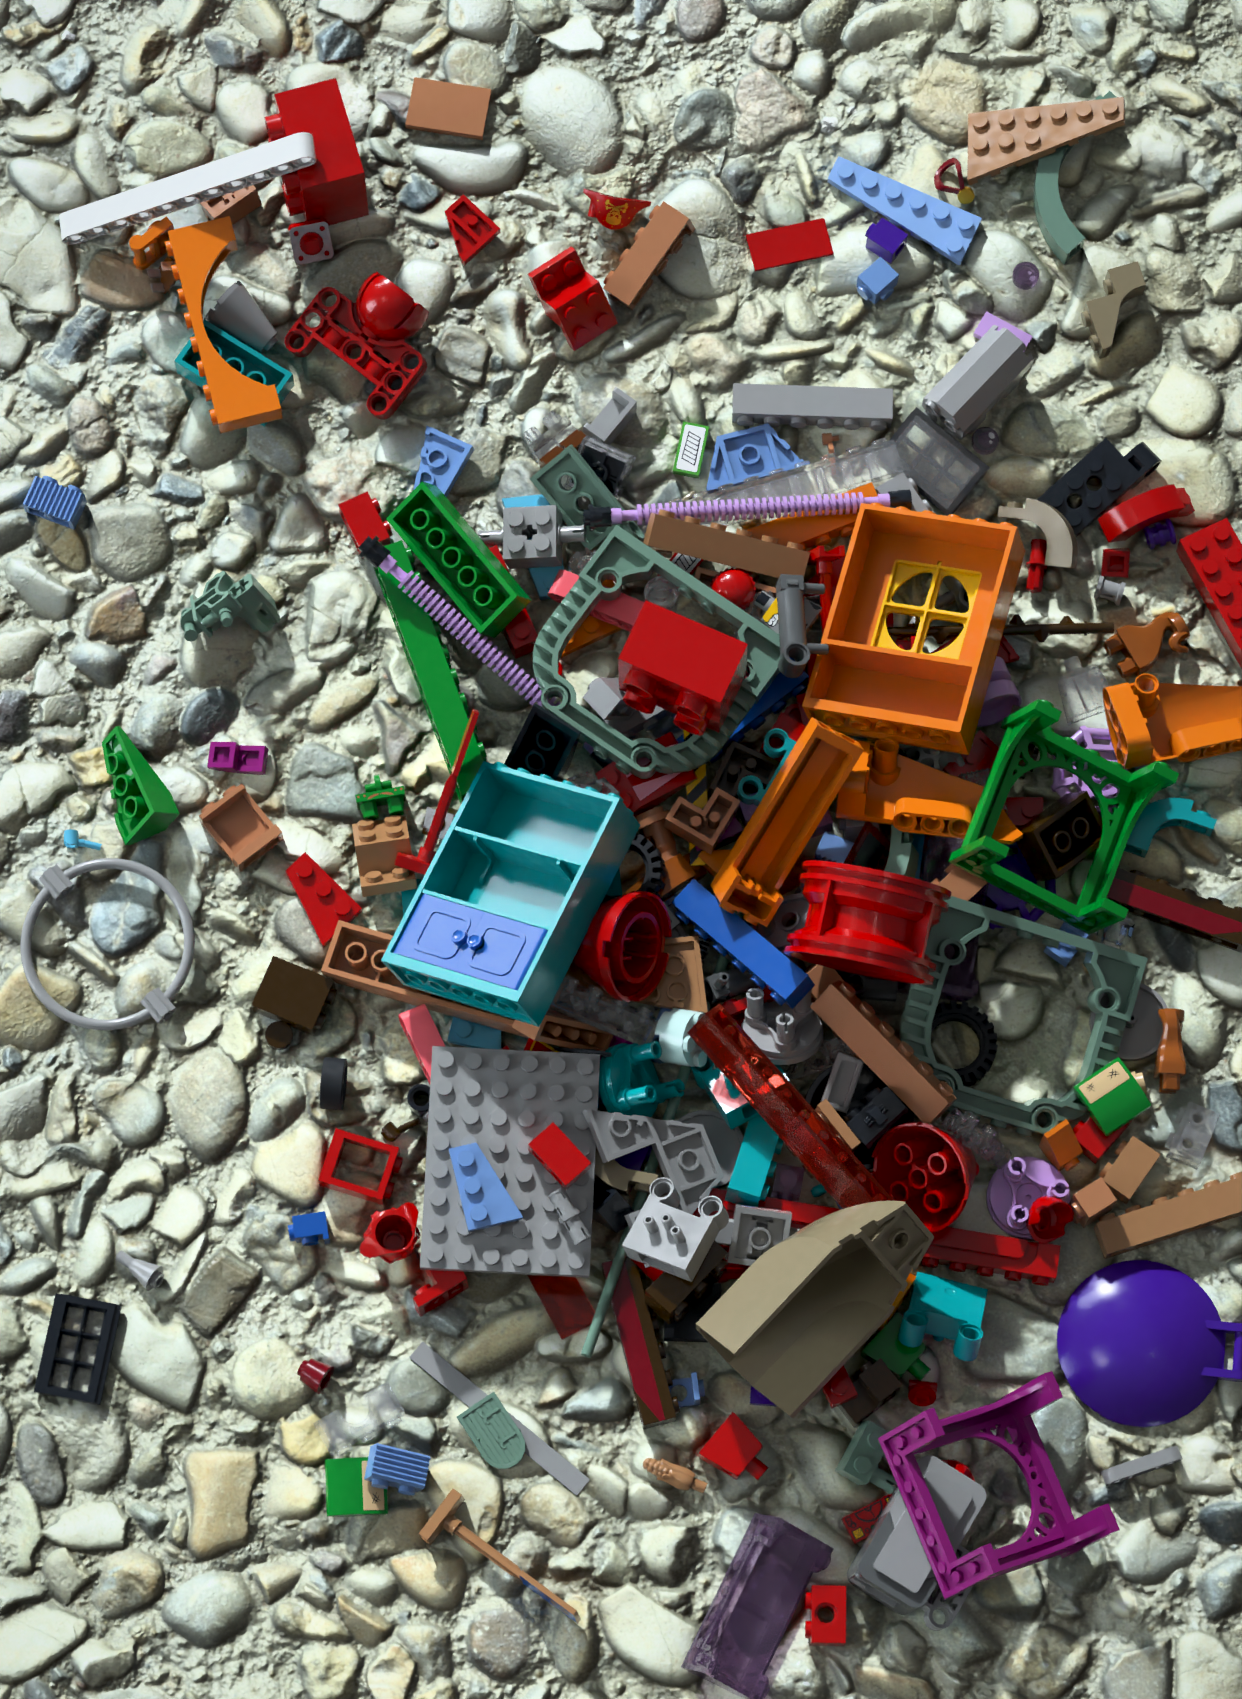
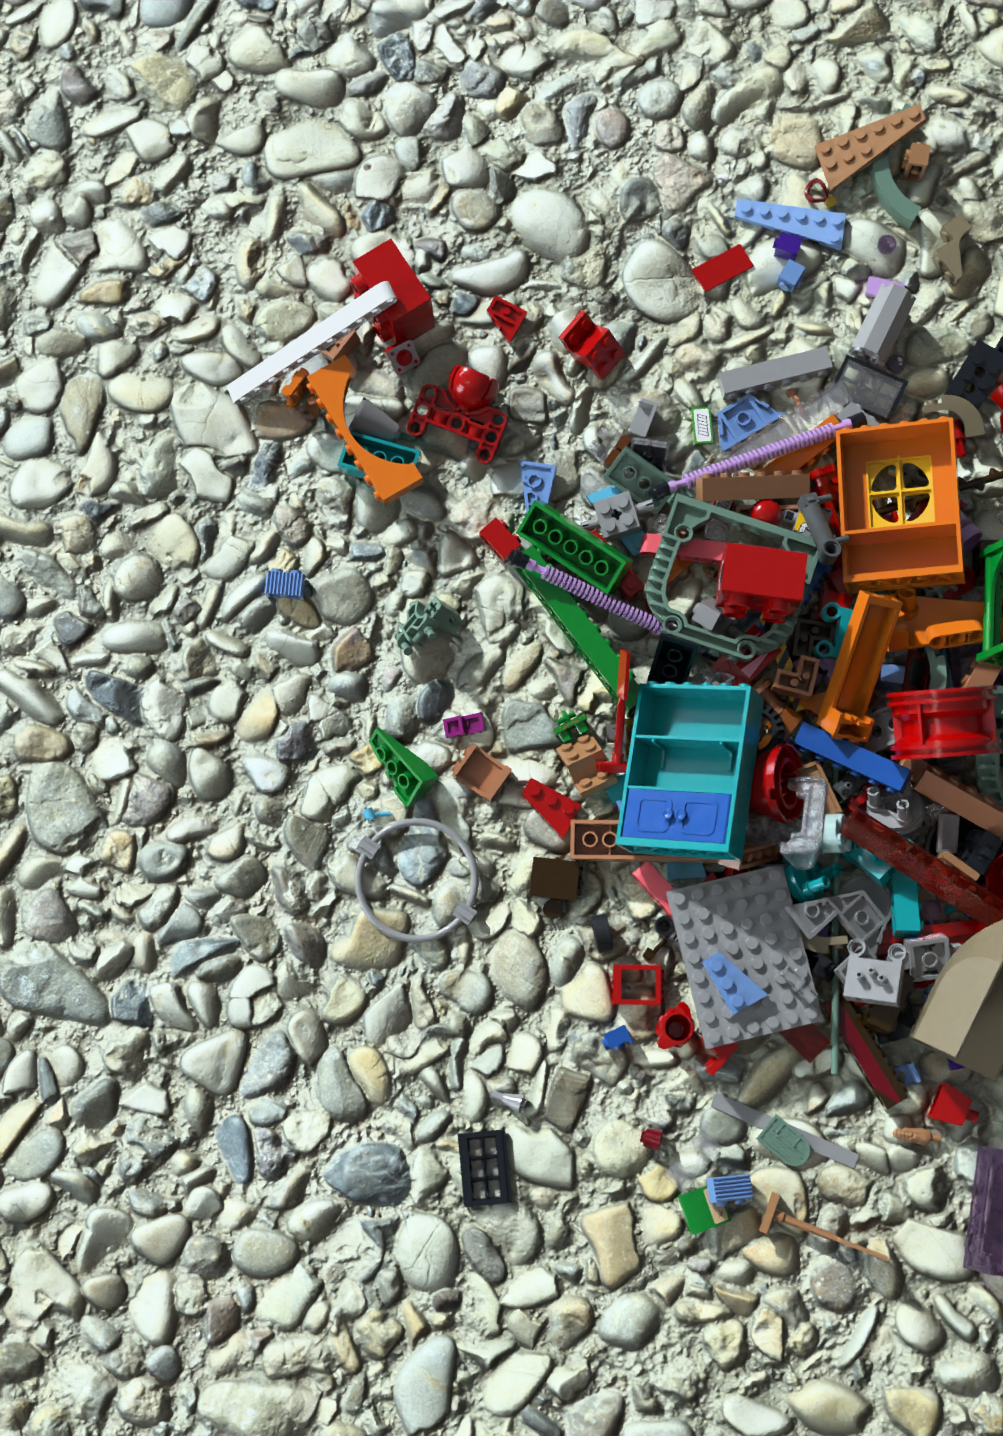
camera: 10 degrees left, 5 degrees up
(448, 108) = (465, 239): nougat tile -> none
(559, 1156) = (779, 944): red panel -> none
(613, 211) = (599, 278): red hat -> none
(635, 1031) = (805, 847): none -> clear windscreen
(648, 255) = (633, 301): nougat wedge -> none
(1097, 174) = (915, 162): none -> medium nougat brick

